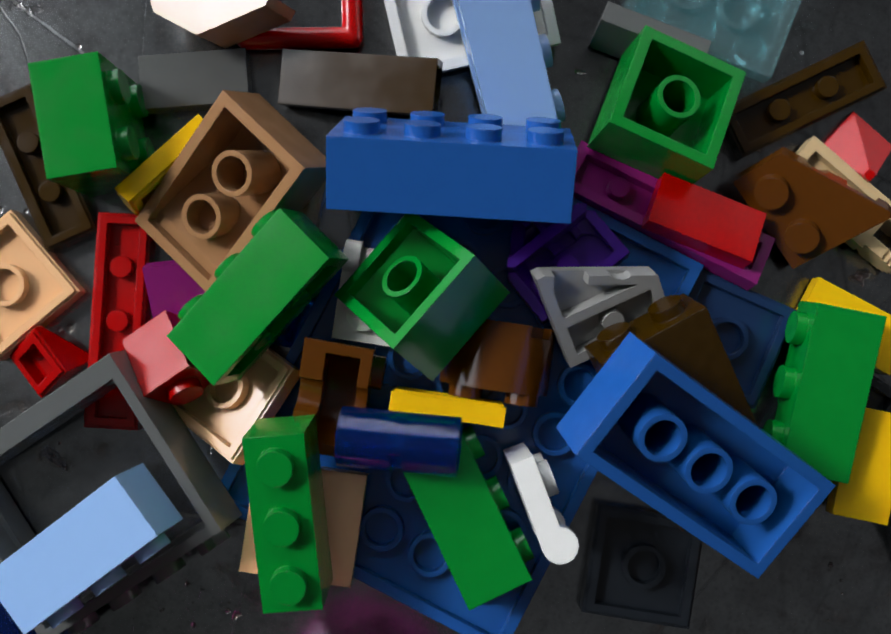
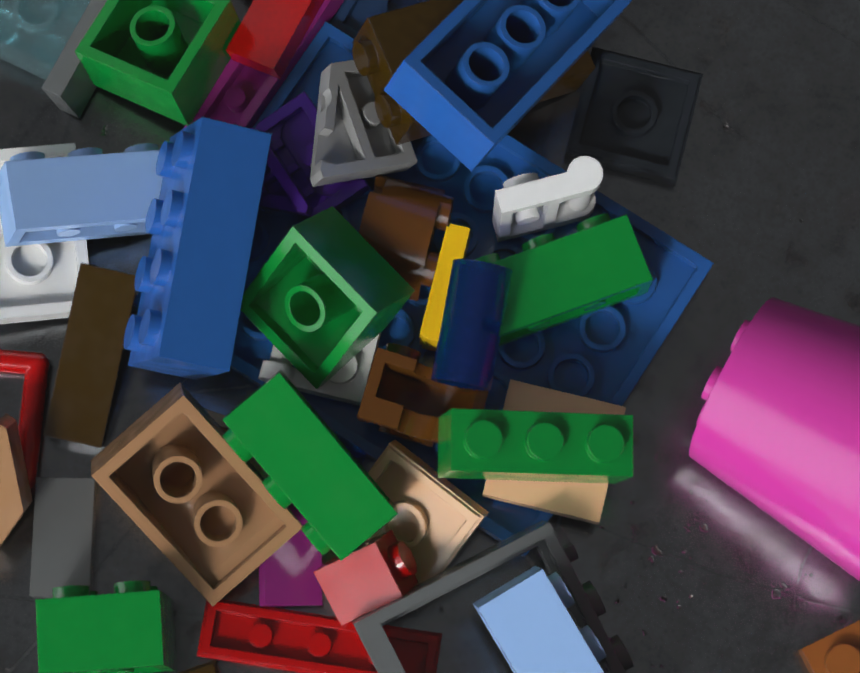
camera: 85 degrees left, 10 degrees down
(144, 180) = (159, 567): yellow tile -> none

